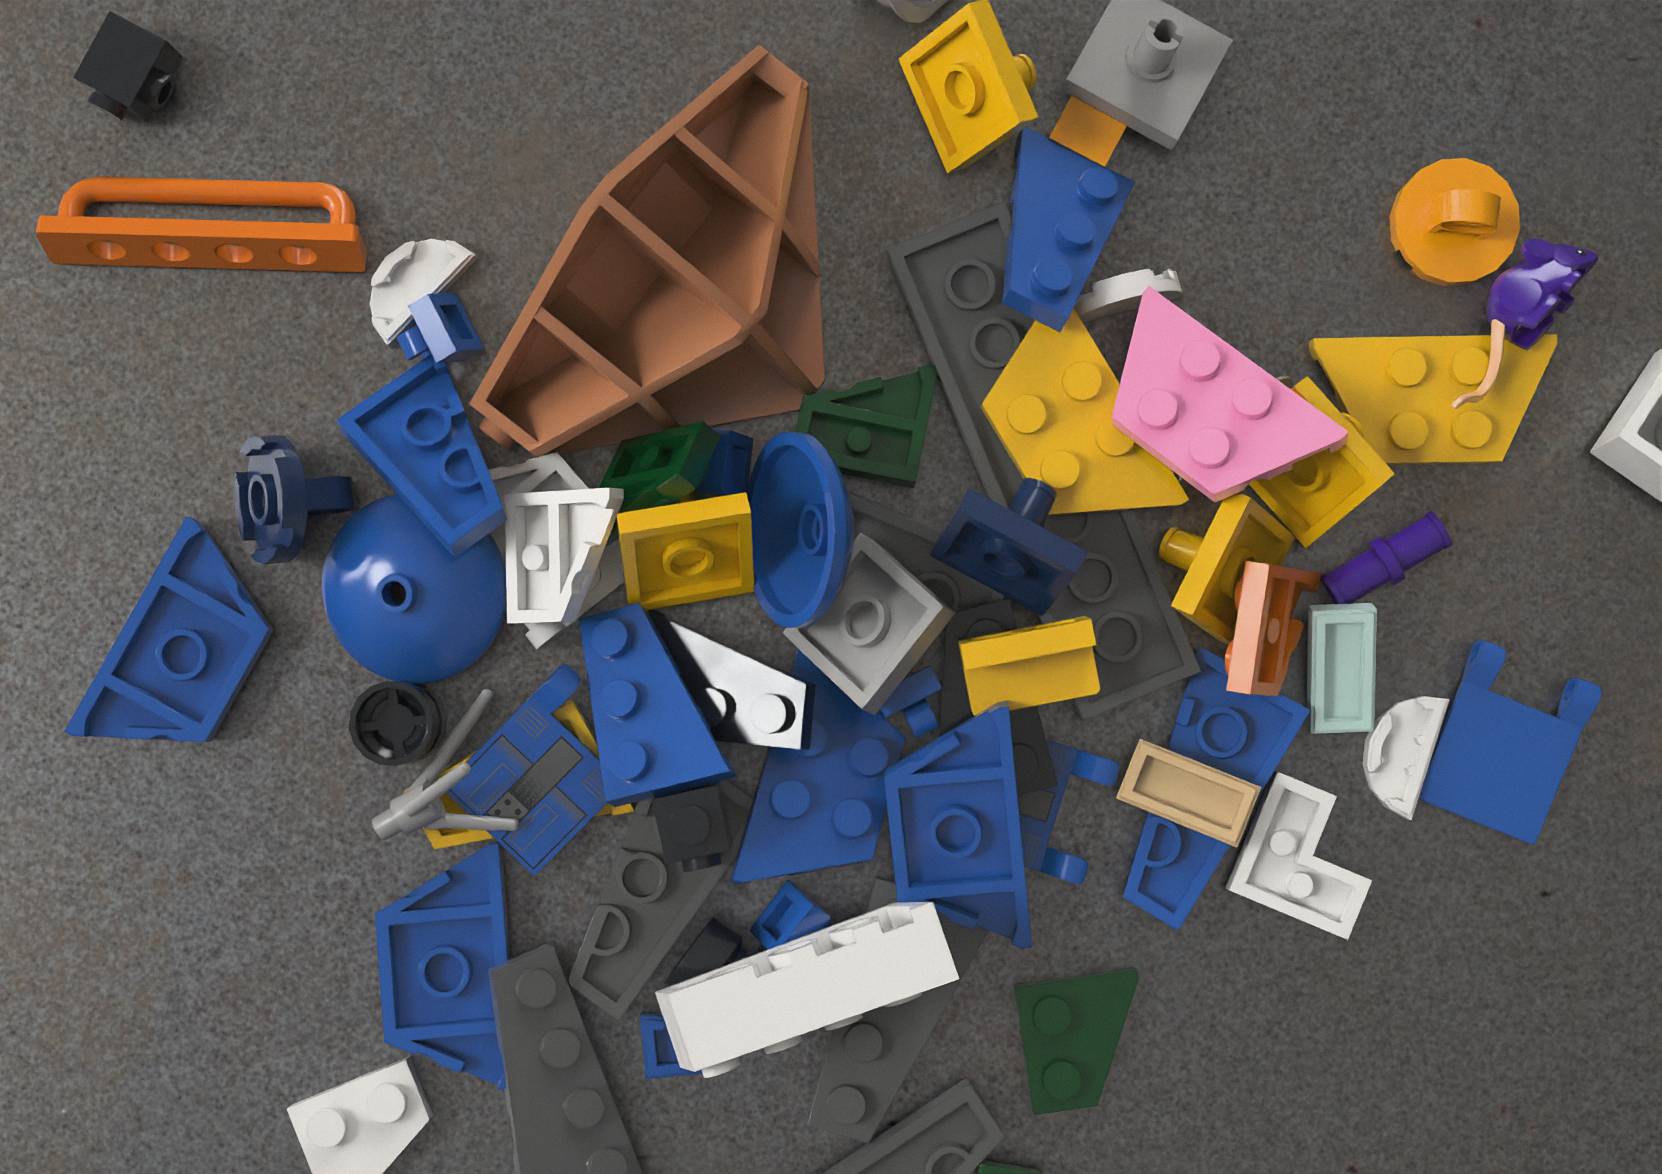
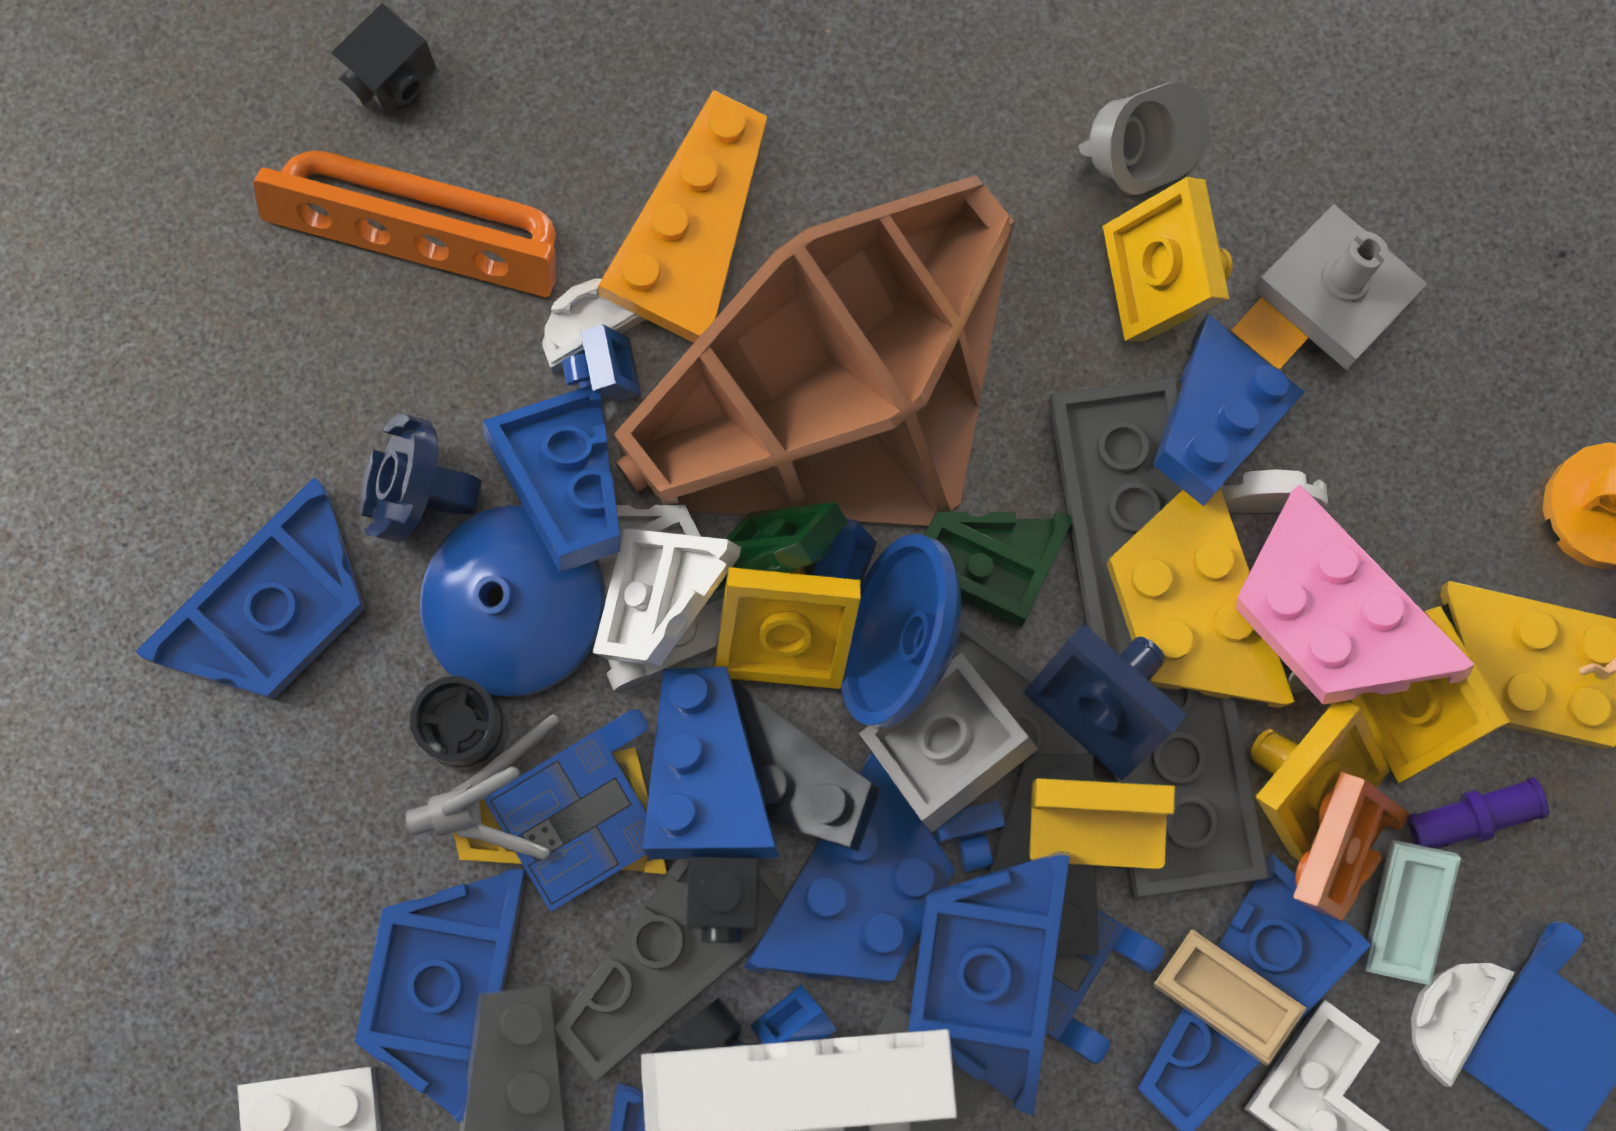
camera: 20 degrees right, 10 degrees down
(484, 180) = (685, 237): none -> light orange wing

